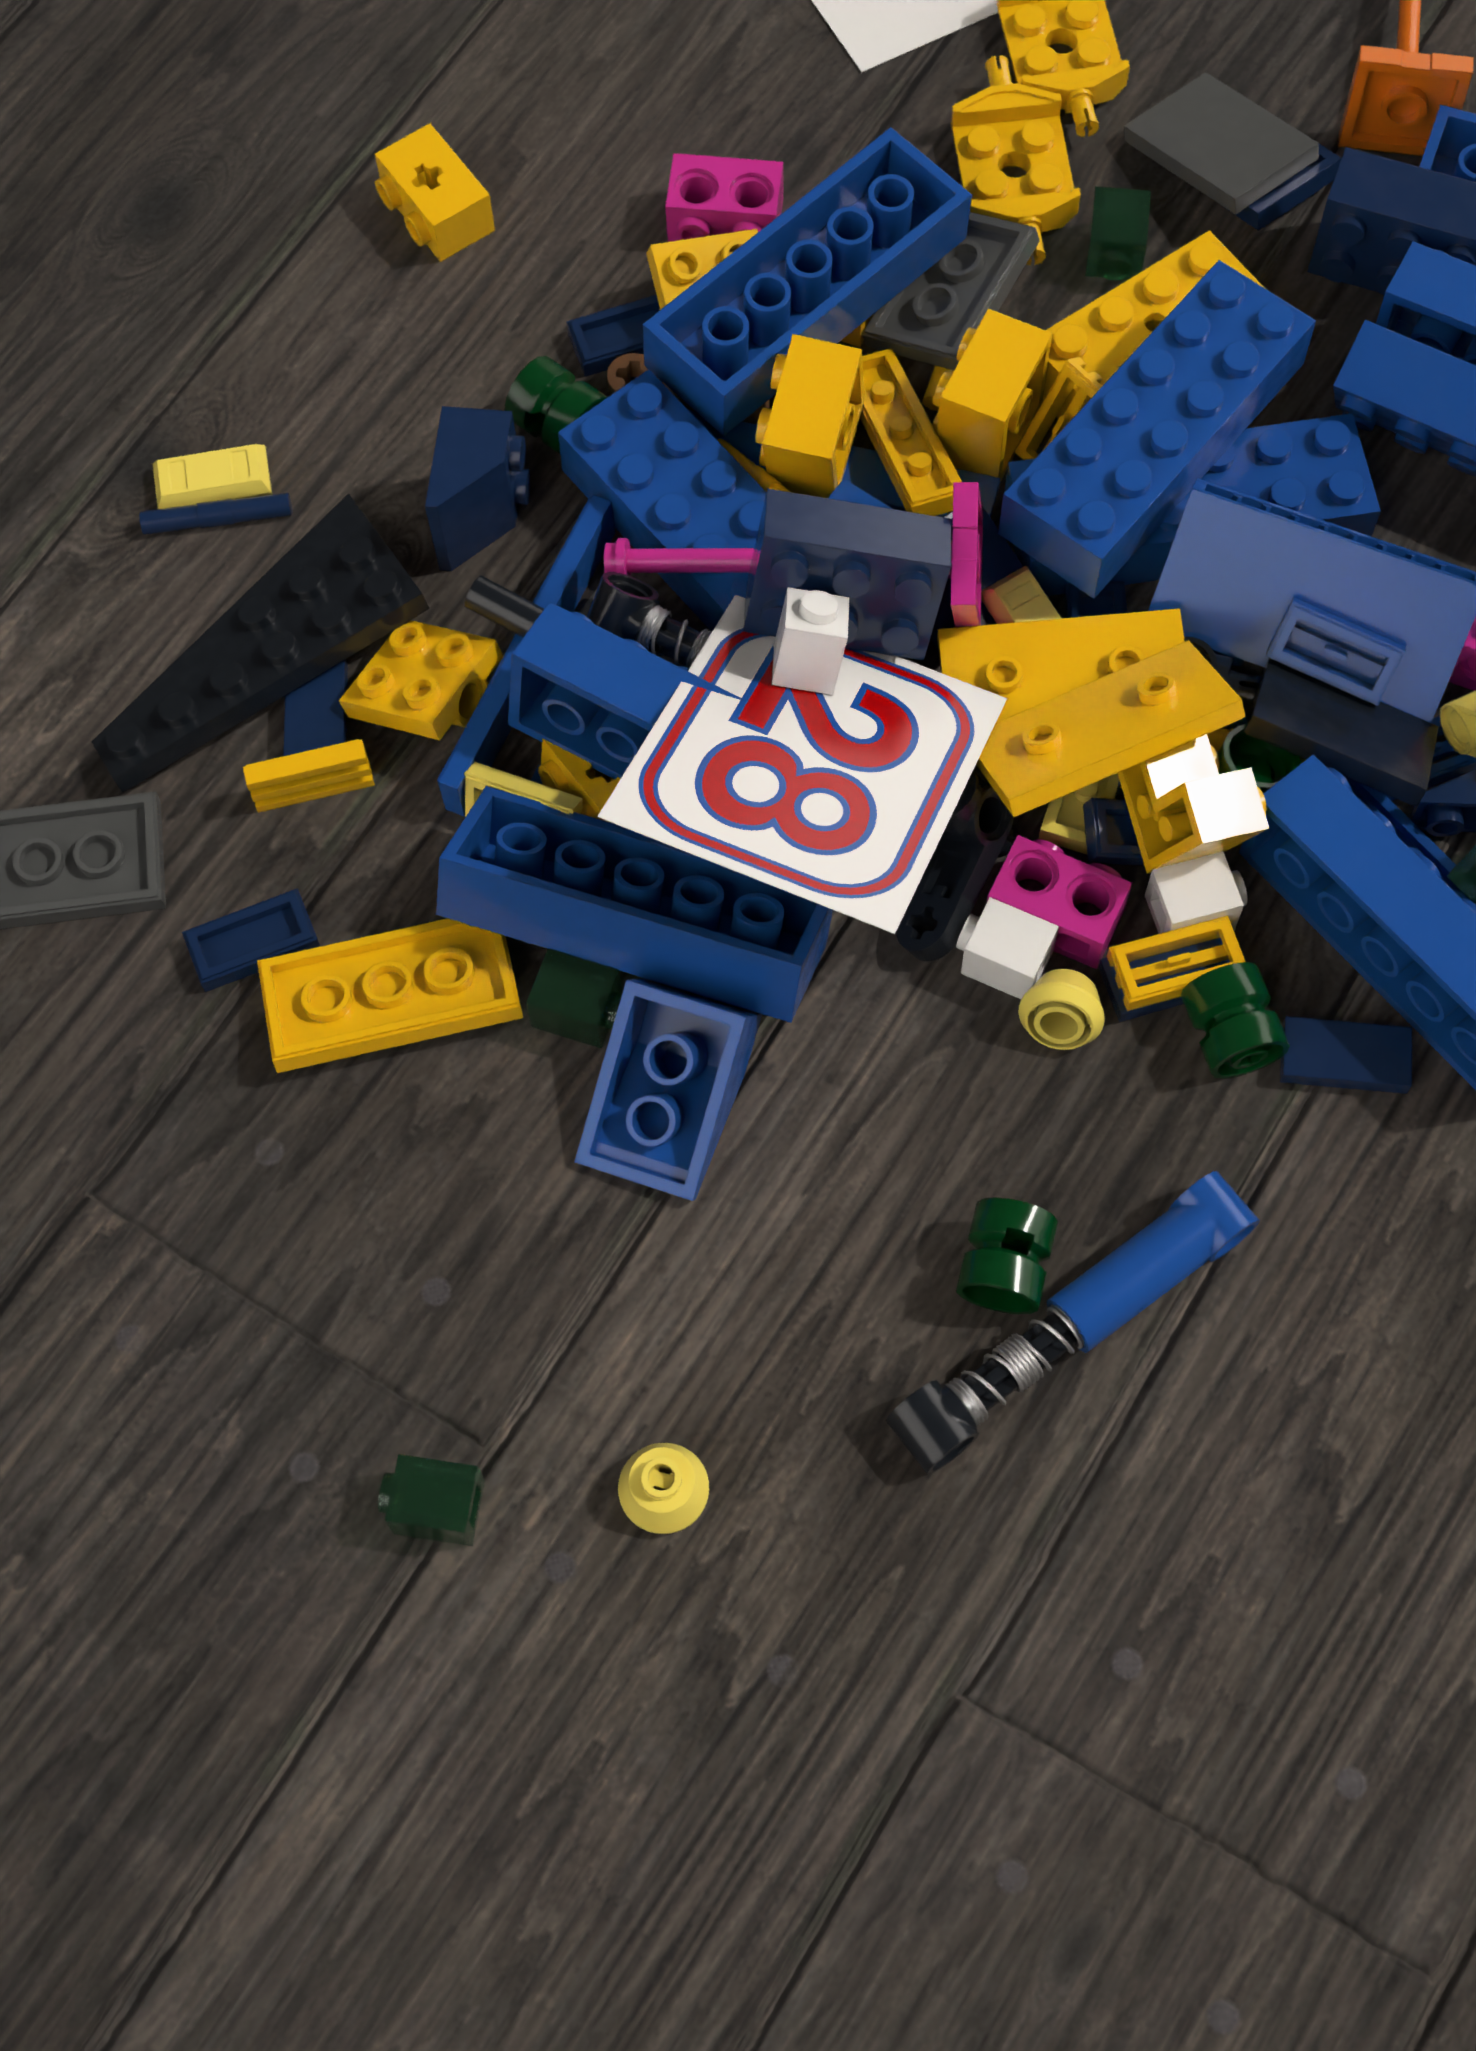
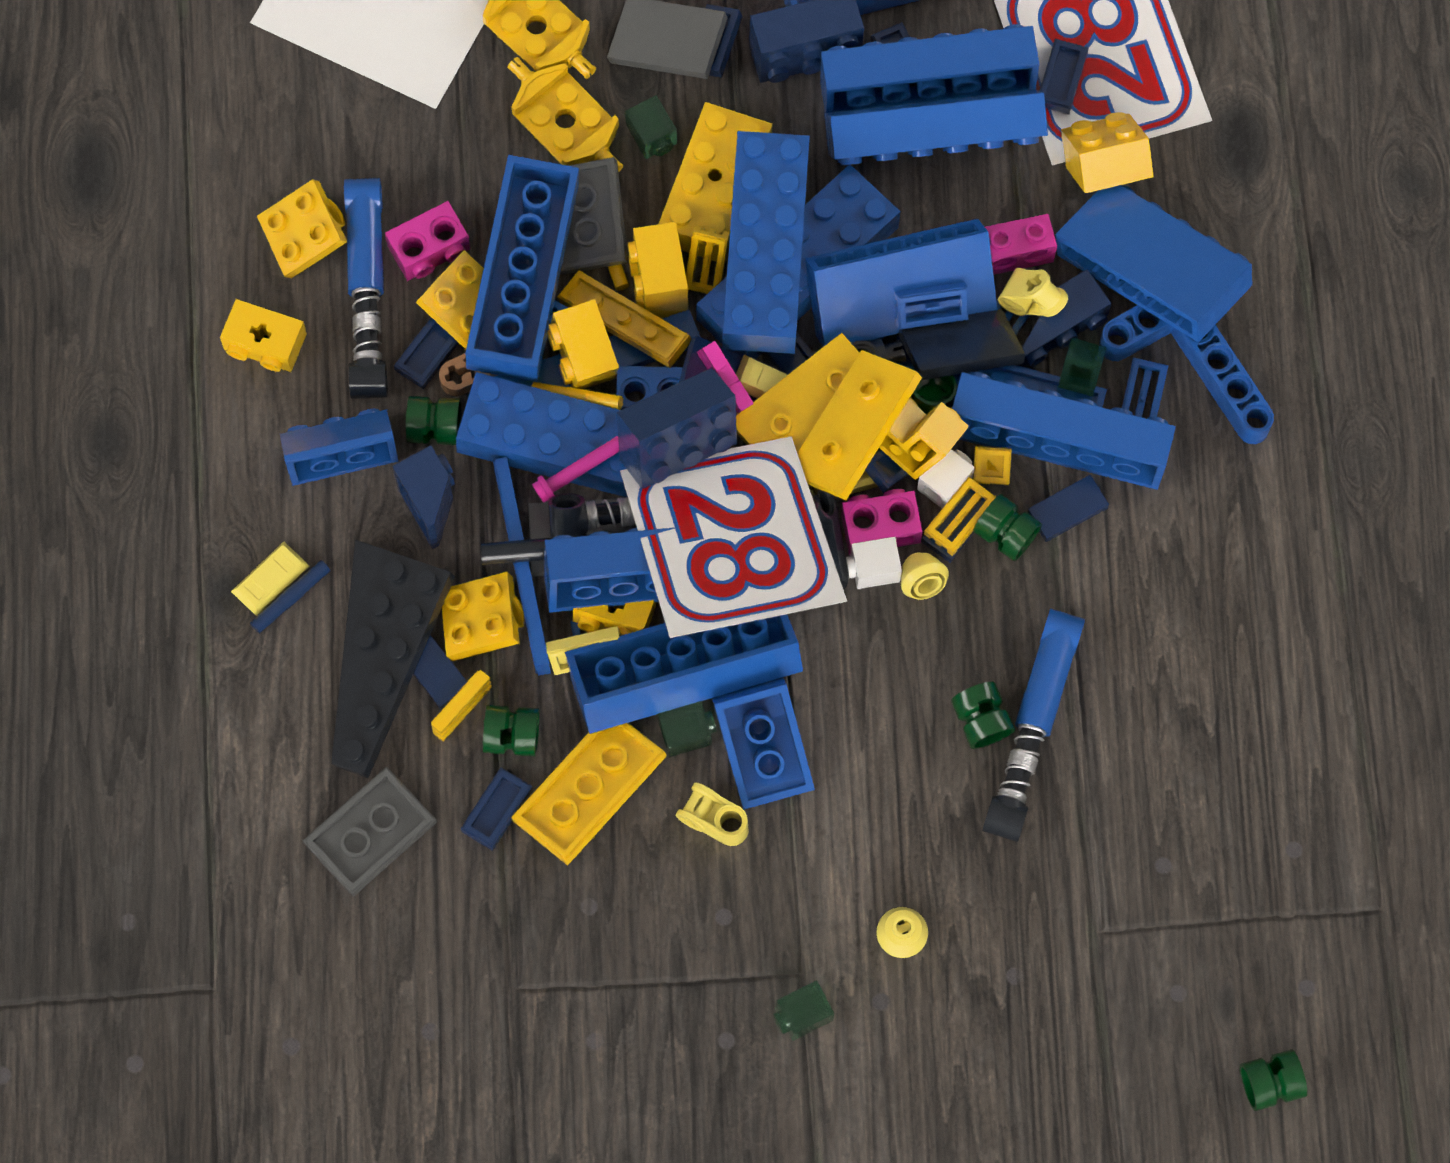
camera: 40 degrees left, 5 degrees up
(338, 842) = (524, 730): none -> dark green wheel
(408, 365) = (338, 446): none -> blue slope
(523, 1134) = (708, 811): none -> light yellow piece
(584, 100) = (303, 228): none -> yellow plate
(678, 118) = (365, 285): none -> piece
(810, 640) = (687, 475): white brick -> none
(1275, 926) = (992, 465): none -> yellow tile

